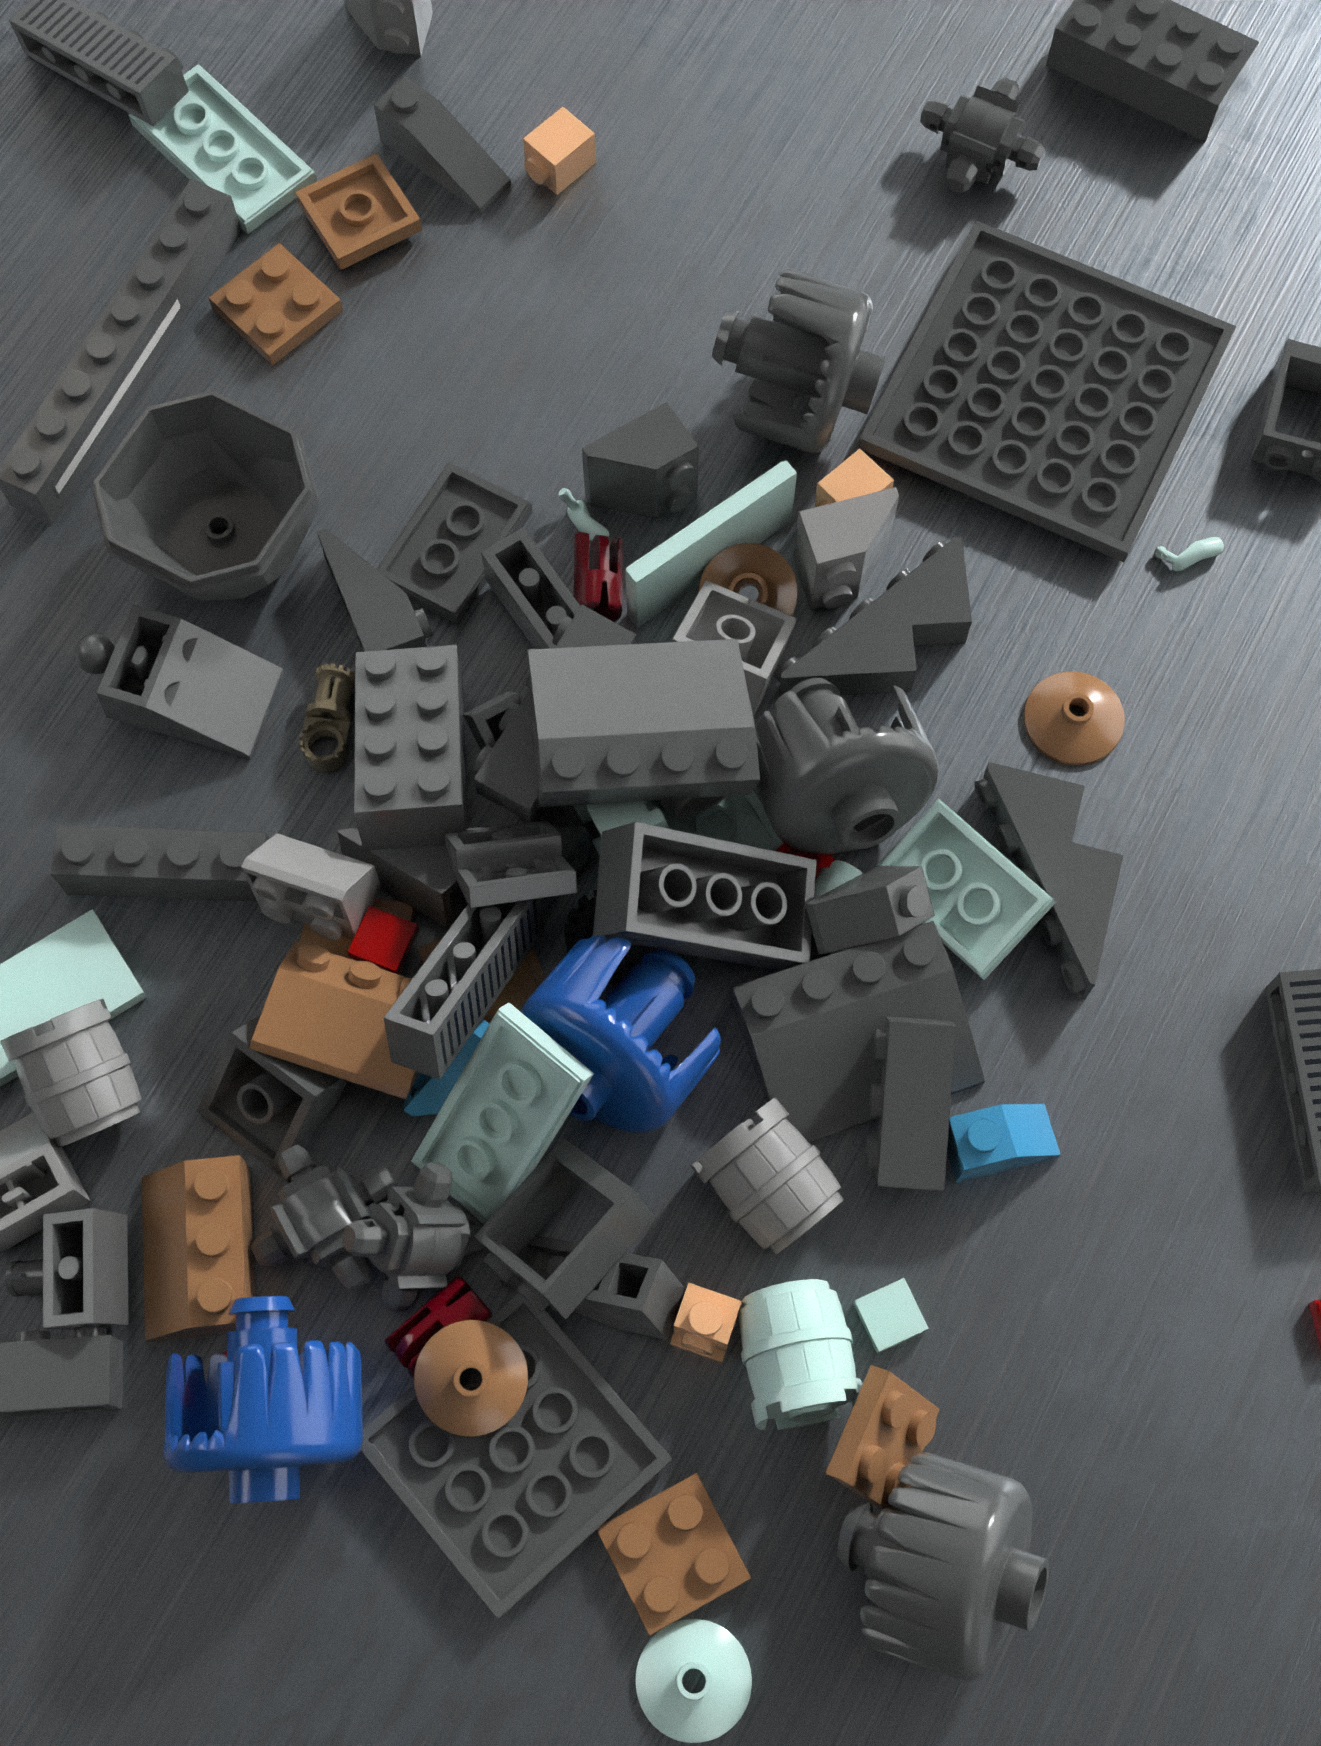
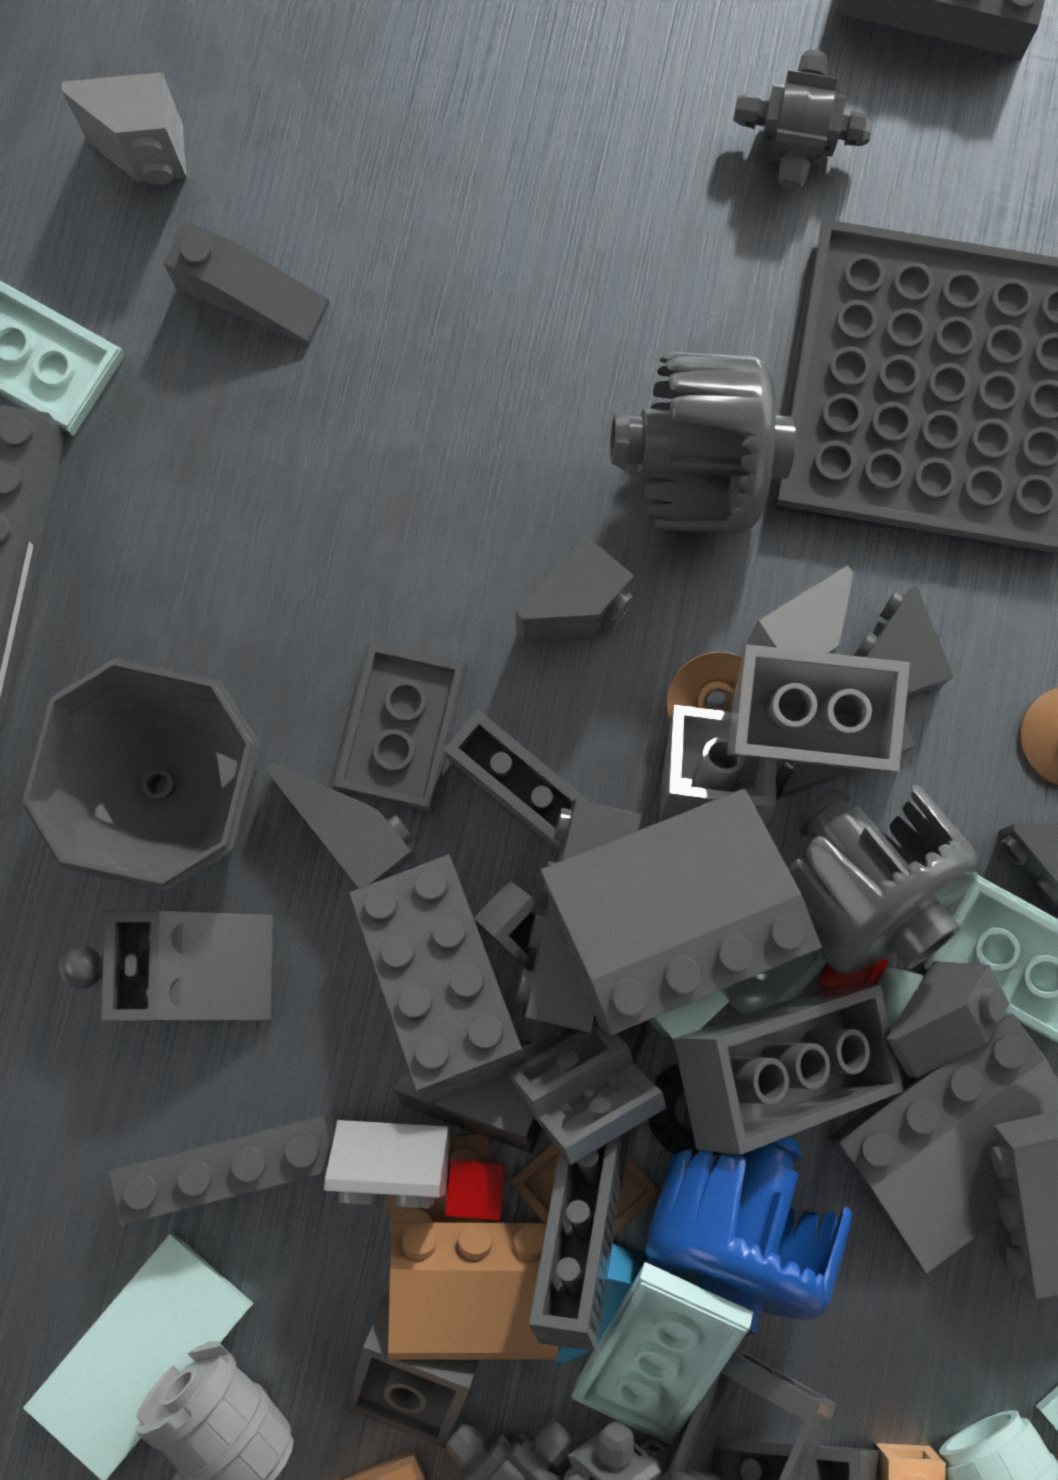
camera: 15 degrees left, 10 degrees up
(275, 303) = (130, 510): medium nougat plate -> none
(329, 716) = (338, 957): dark tan connector -> none
(358, 211) = (183, 382): medium nougat plate -> none
(559, 151) = (370, 256): light nougat brick -> none
(580, 515) = (523, 664): light aqua piece -> none
(599, 574) = (561, 727): dark red arm -> none
(679, 562) = (672, 658): light aqua tile -> none
(770, 1178) = (930, 1322): light grey piece -> none
(828, 599) = (819, 709): none -> light grey slope
(852, 479) = (788, 562): light nougat brick -> none

